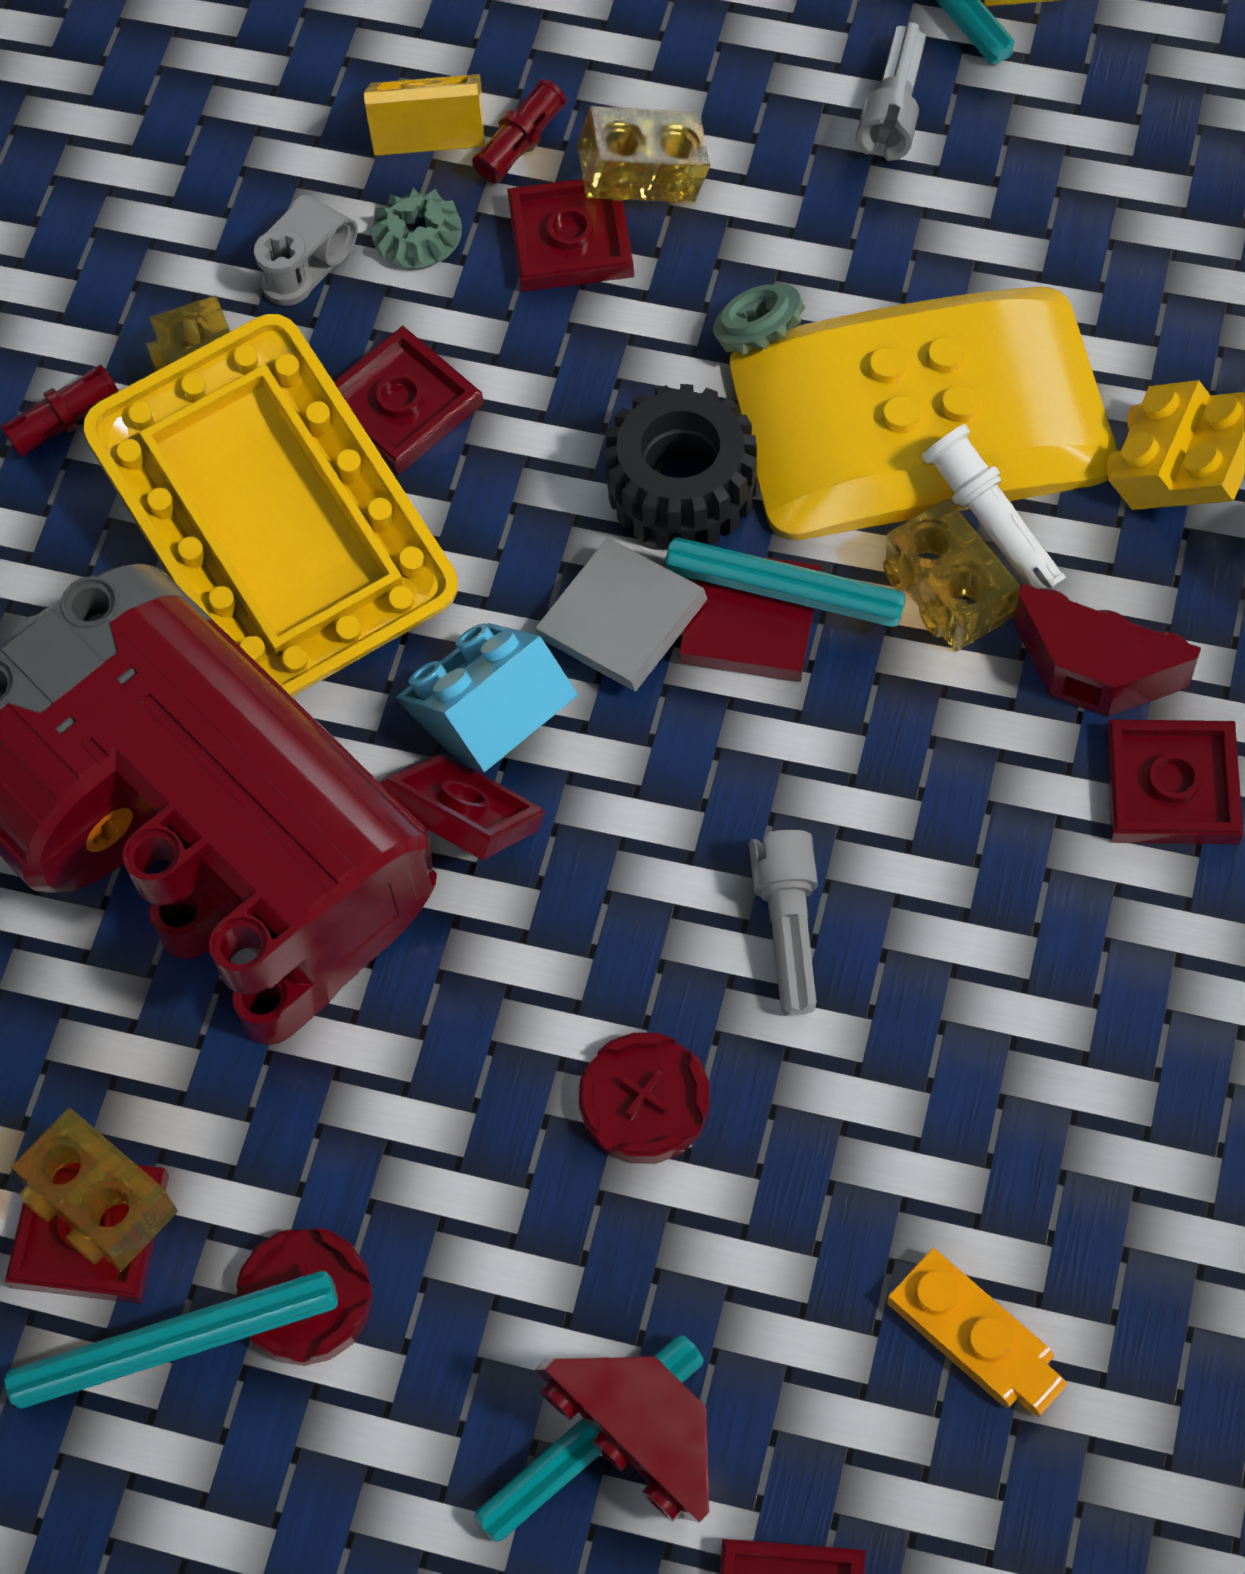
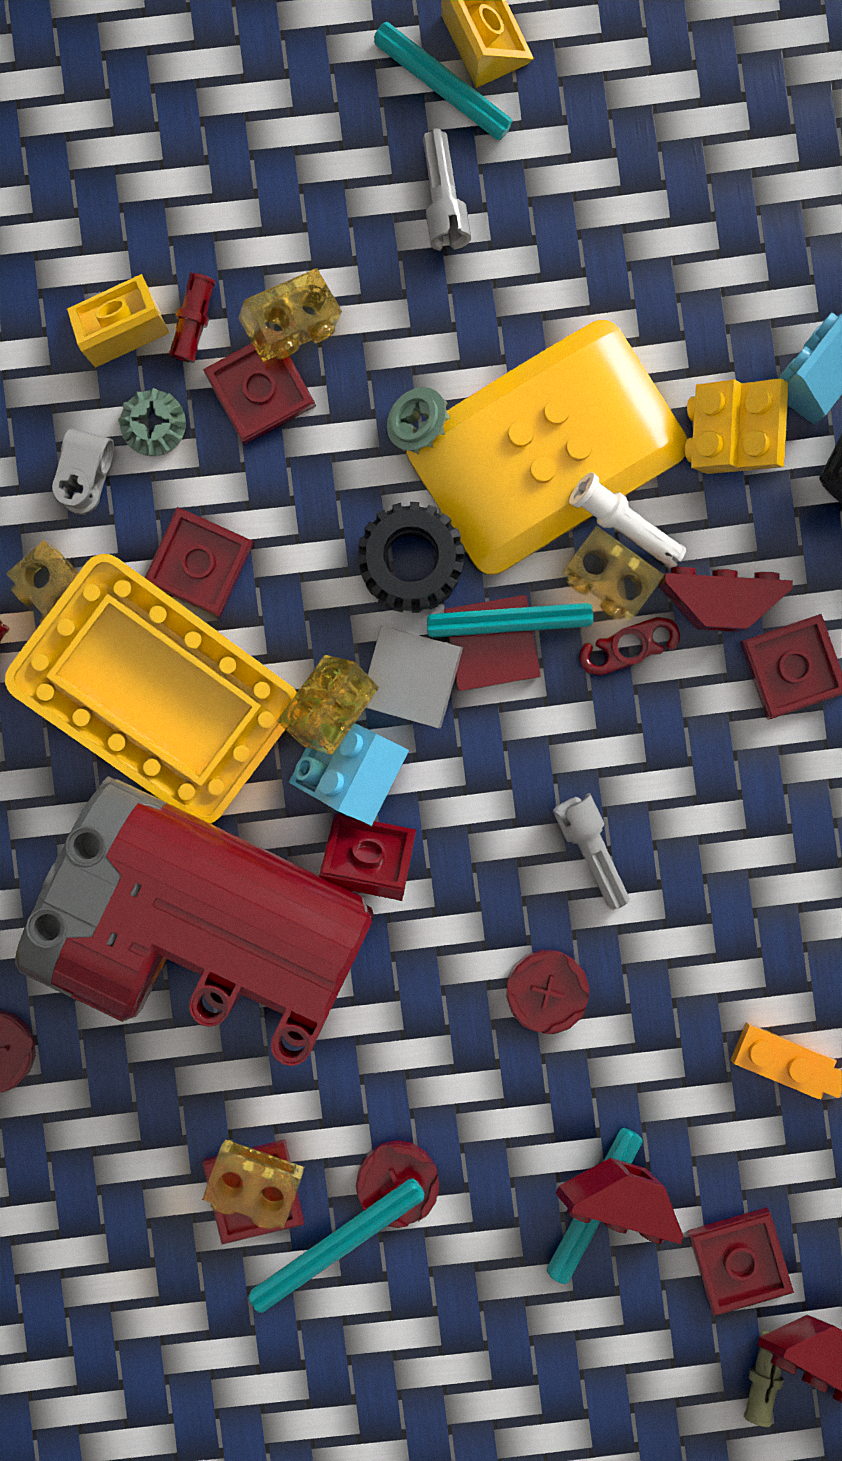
camera: 25 degrees left, 25 degrees up
(492, 595) = (328, 704): none -> clear yellow brick
(967, 664) = (615, 660): none -> dark red piece

